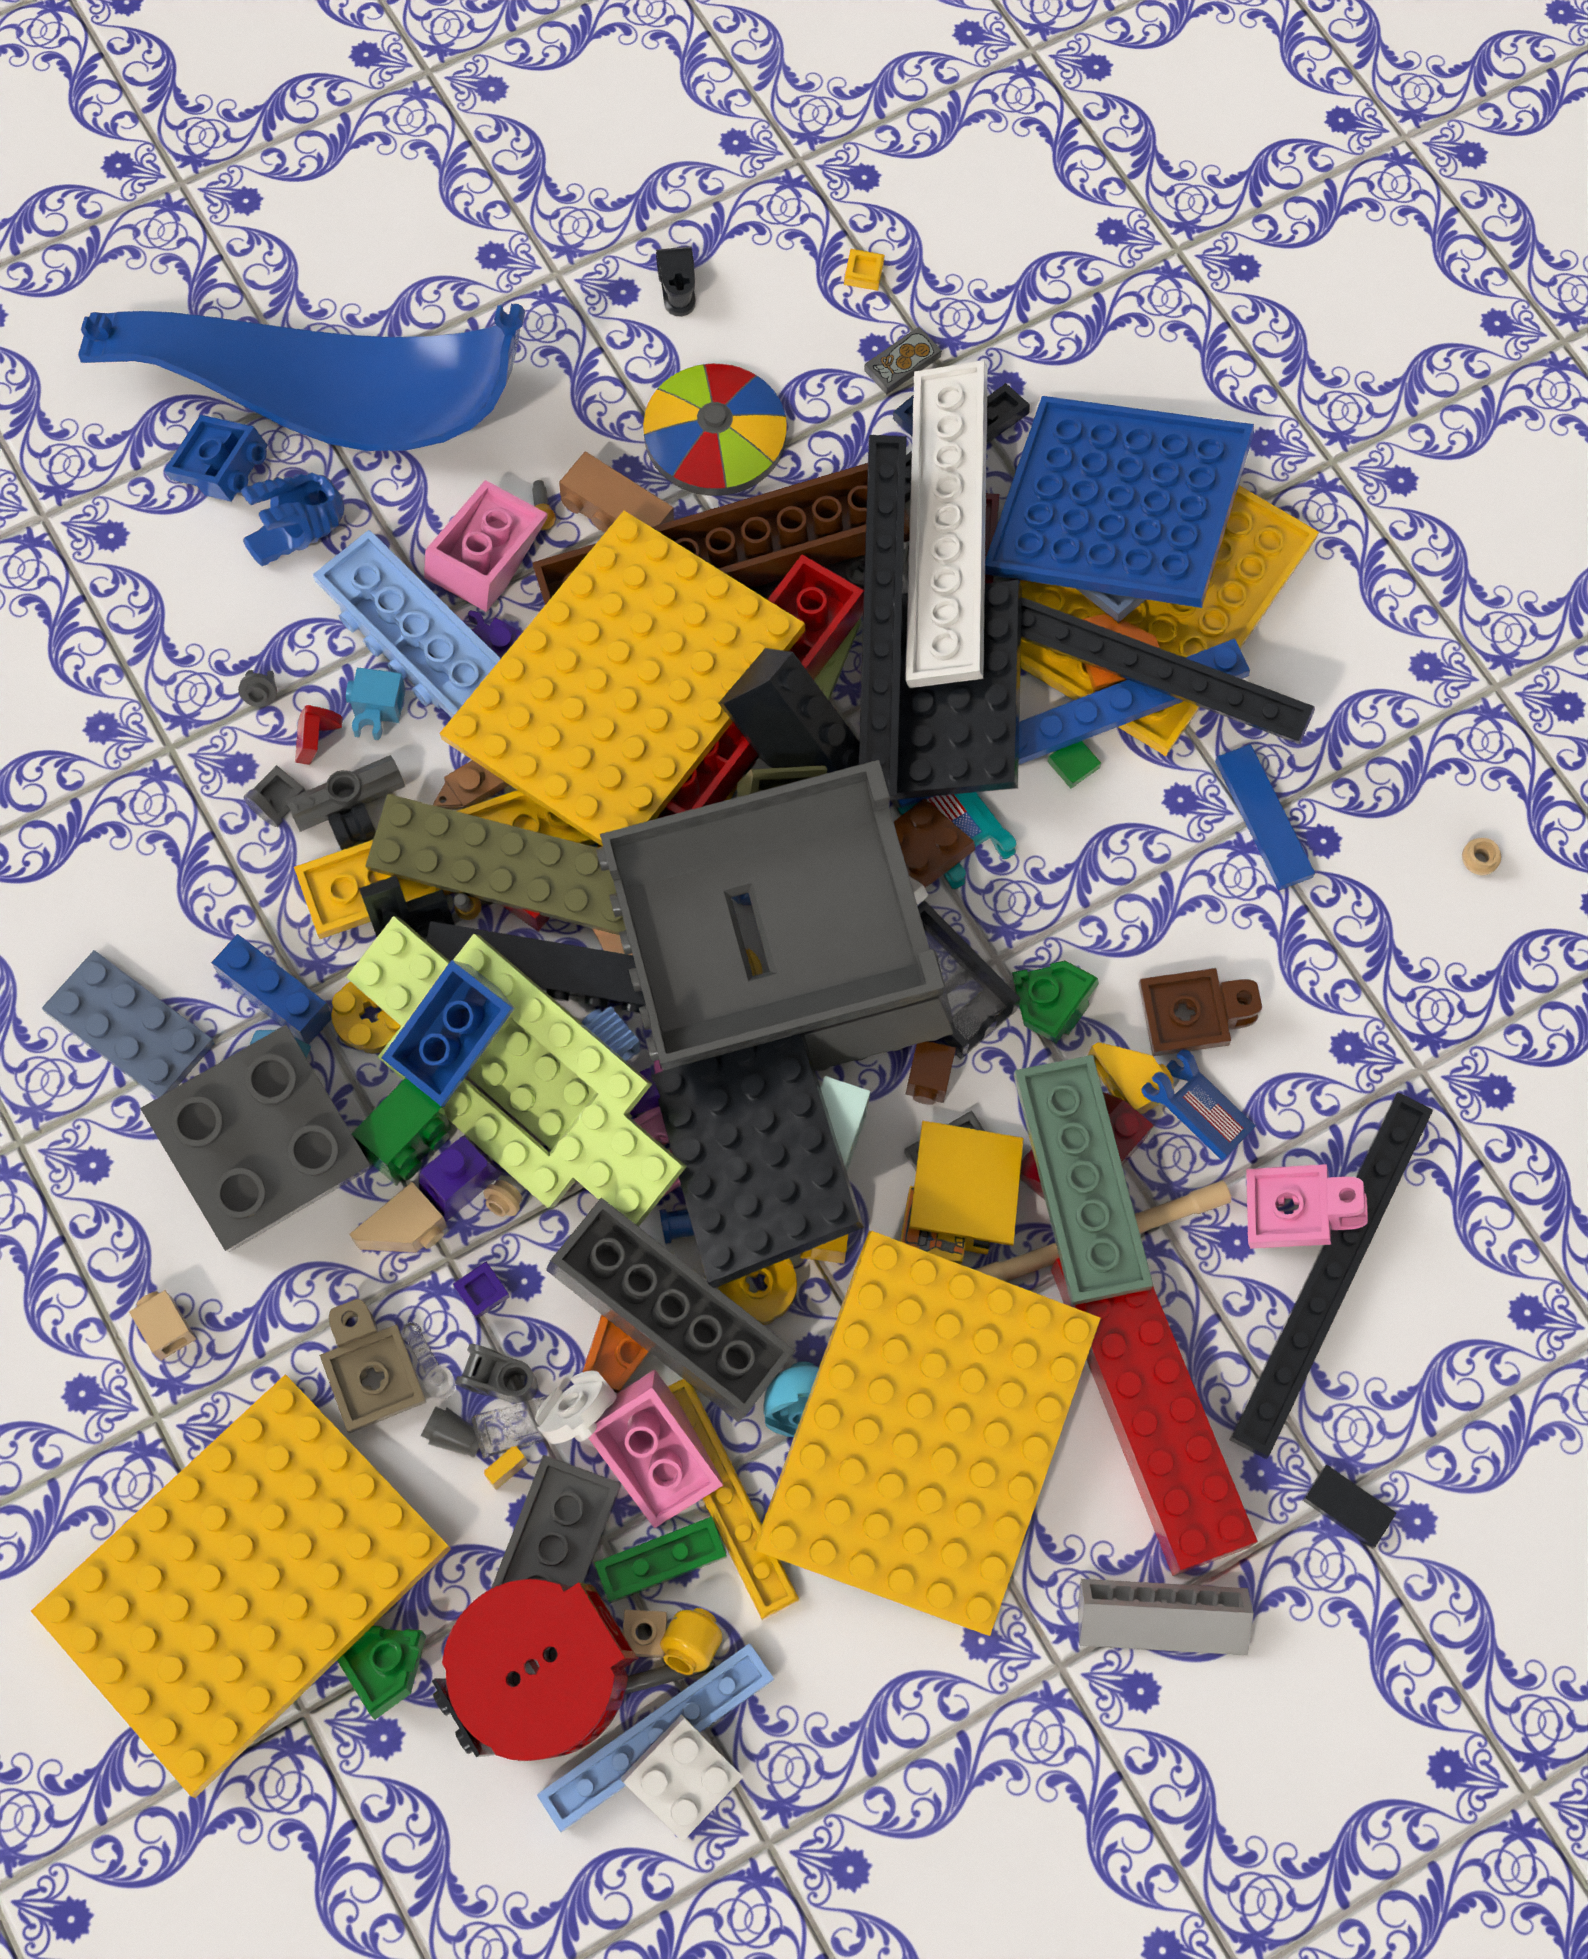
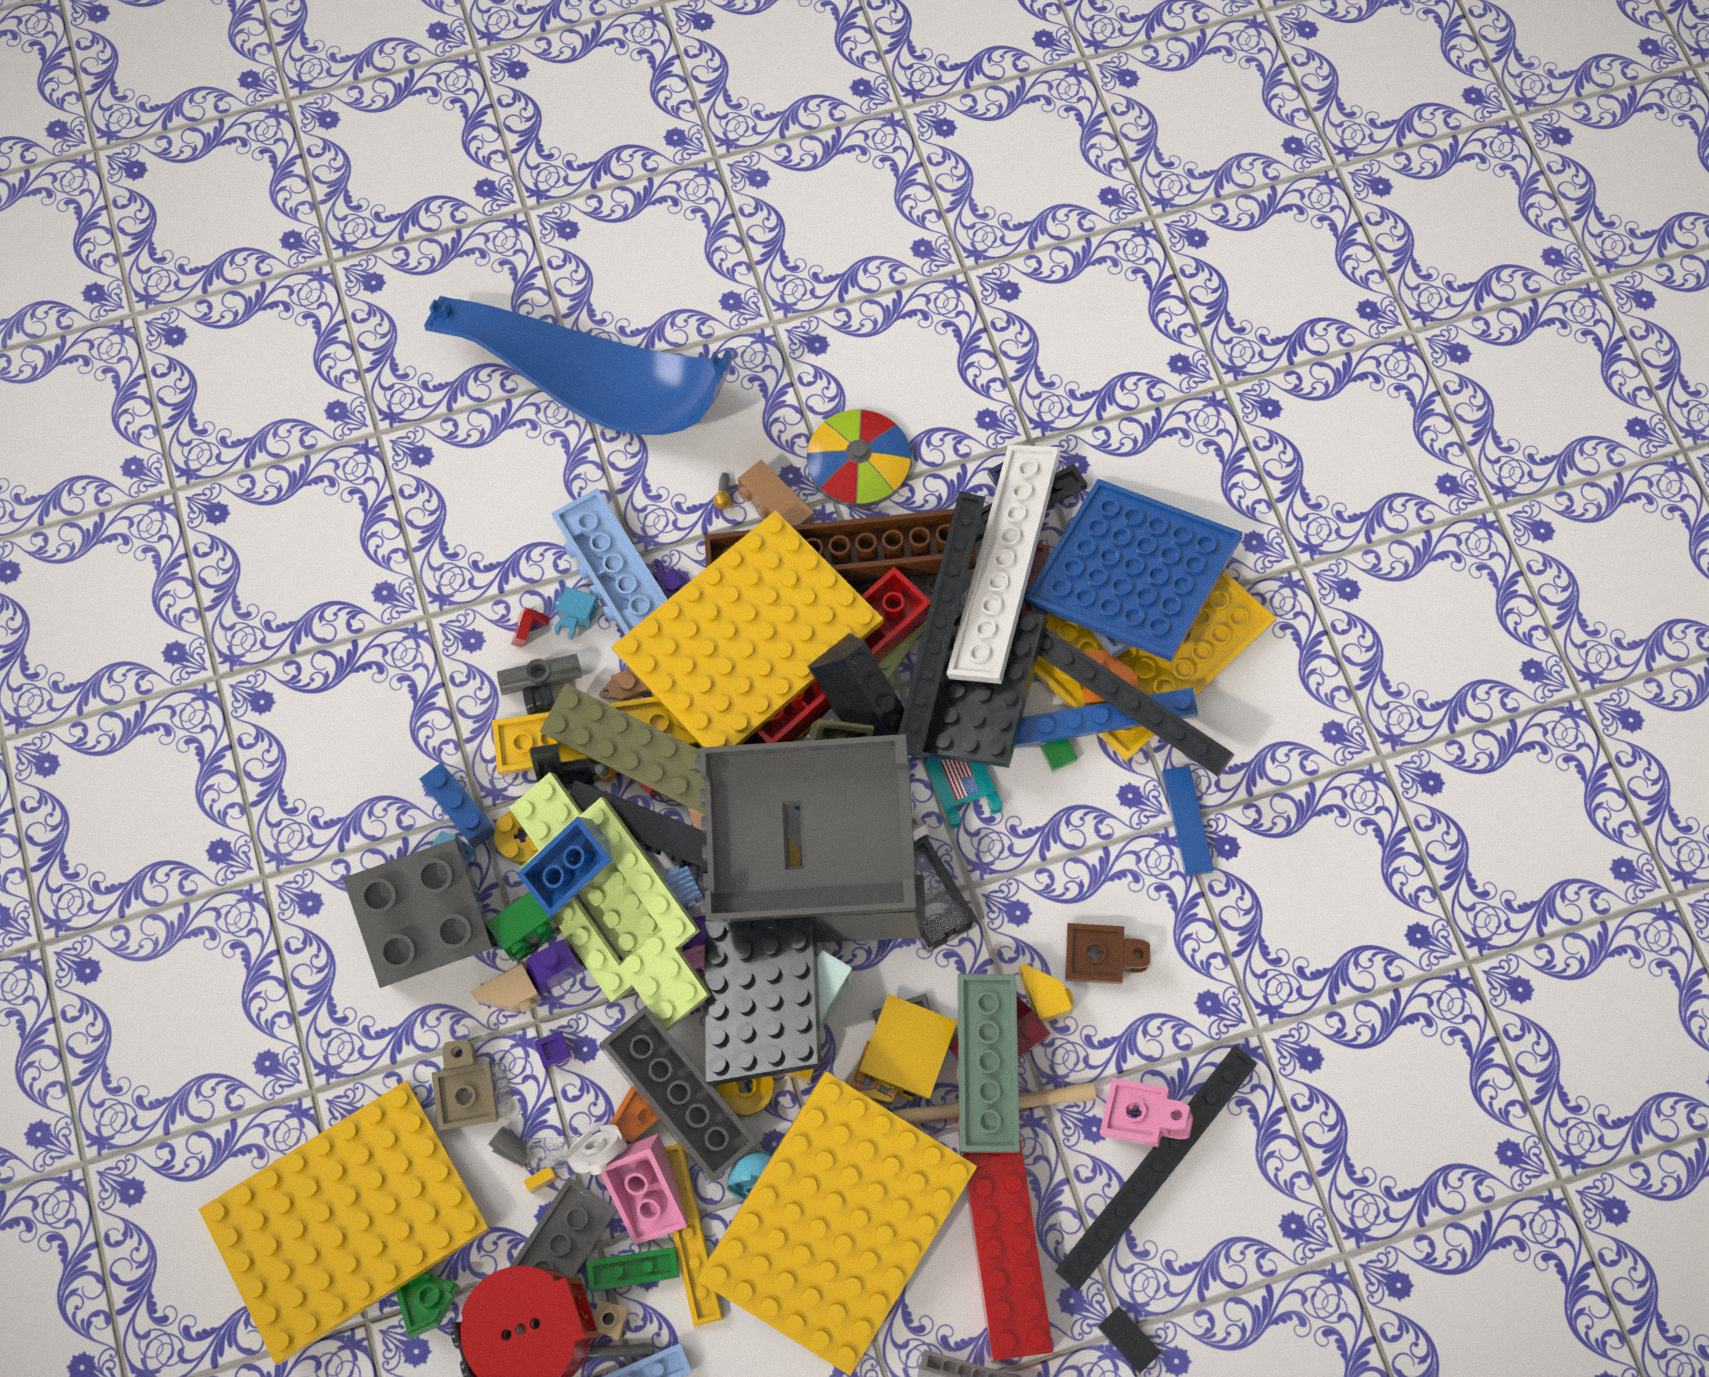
camera: 15 degrees right, 0 degrees up
(128, 1025) = (355, 810): sand blue plate -> none
(161, 1324) = (330, 1027): tan brick -> none
(217, 457) = (505, 414): blue plate -> none
(258, 689) = (496, 587): dark grey plate -> none
(270, 796) = (488, 664): dark grey tile -> none
(298, 514) = (553, 466): blue hair -> none
(483, 545) = (675, 513): bright pink slope -> none
(489, 1374) = (546, 1110): dark grey piece -> none
(502, 1198) = (582, 987): tan plate -> none
(675, 1224) = (695, 1031): blue bush -> none
(677, 279) = (856, 343): black piece -> none
(691, 1641) = (640, 1332): yellow head -> none
(864, 269) = (992, 360): yellow tile -> none
(902, 359) = (1004, 432): tile -> none
(930, 842) = (937, 793): reddish brown plate -> none
(930, 1072) = (902, 960): reddish brown brick -> none
(1053, 998) = (1002, 923): green plate -> none
(1200, 1106) = (1089, 1026): blue flag -> none
(1485, 847) = (1342, 875): tan plate -> none

